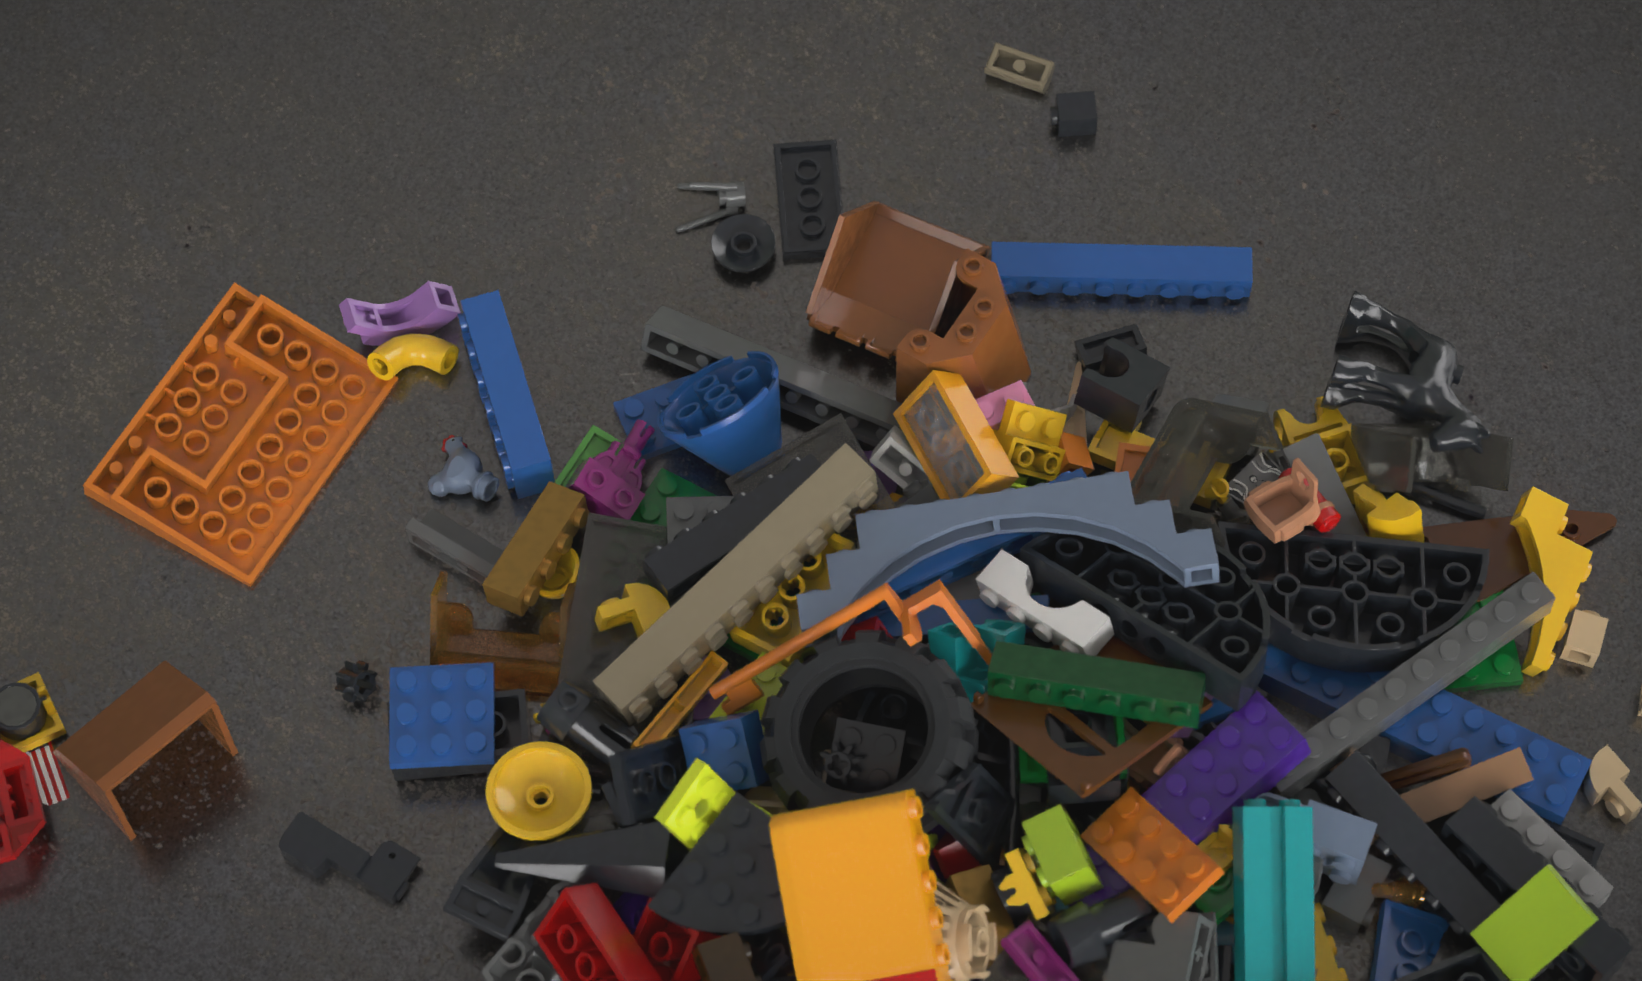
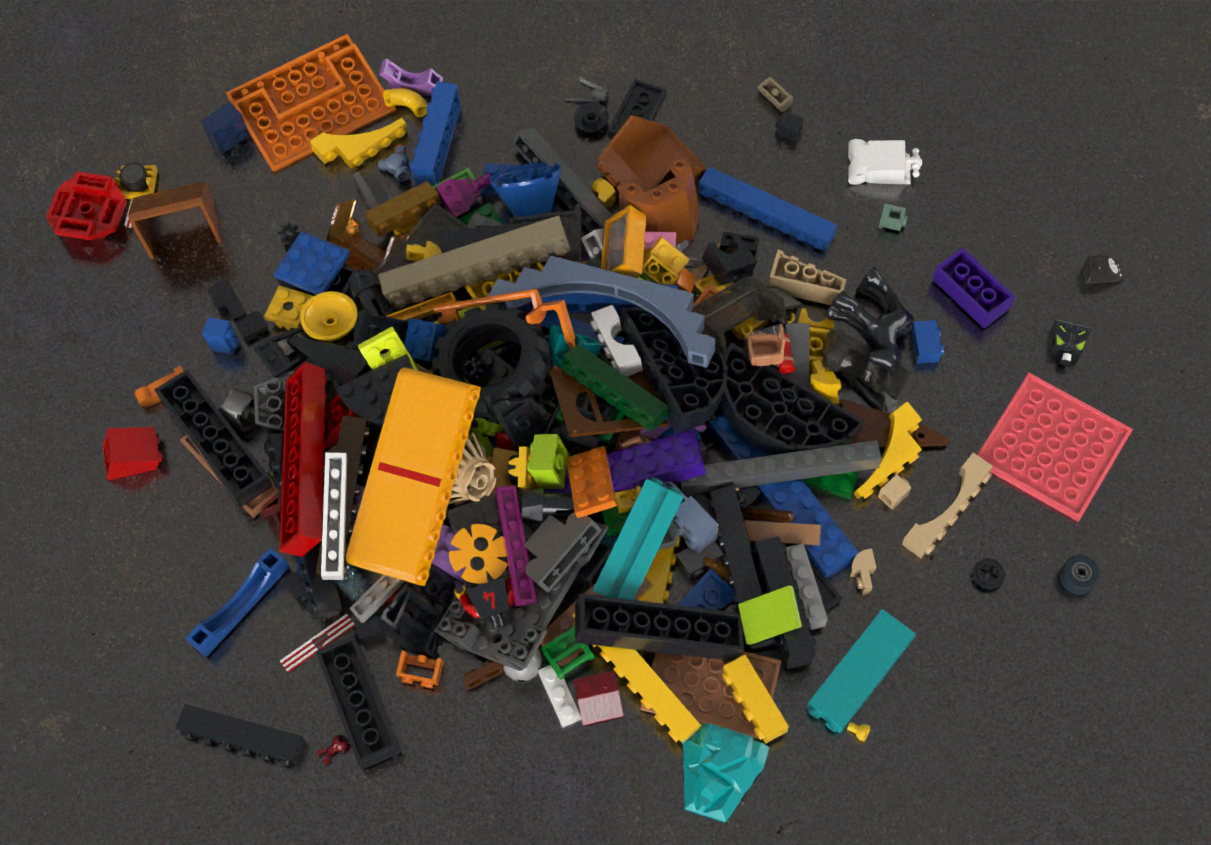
camera: 30 degrees right, 0 degrees up
(127, 548) = (225, 127): none -> dark blue brick
(357, 914) = (220, 336): none -> blue brick
(375, 479) = (356, 147): none -> yellow arch
(441, 809) = (286, 308): none -> yellow piece
(842, 361) = (604, 192): none -> yellow rock
(1254, 362) = (804, 280): none -> tan wedge
(1255, 109) = (881, 162): none -> white piece
(1325, 194) = (893, 217): none -> sand green brick
(1493, 374) = (926, 341): none -> blue brick
(1514, 253) = (973, 287): none -> dark purple brick

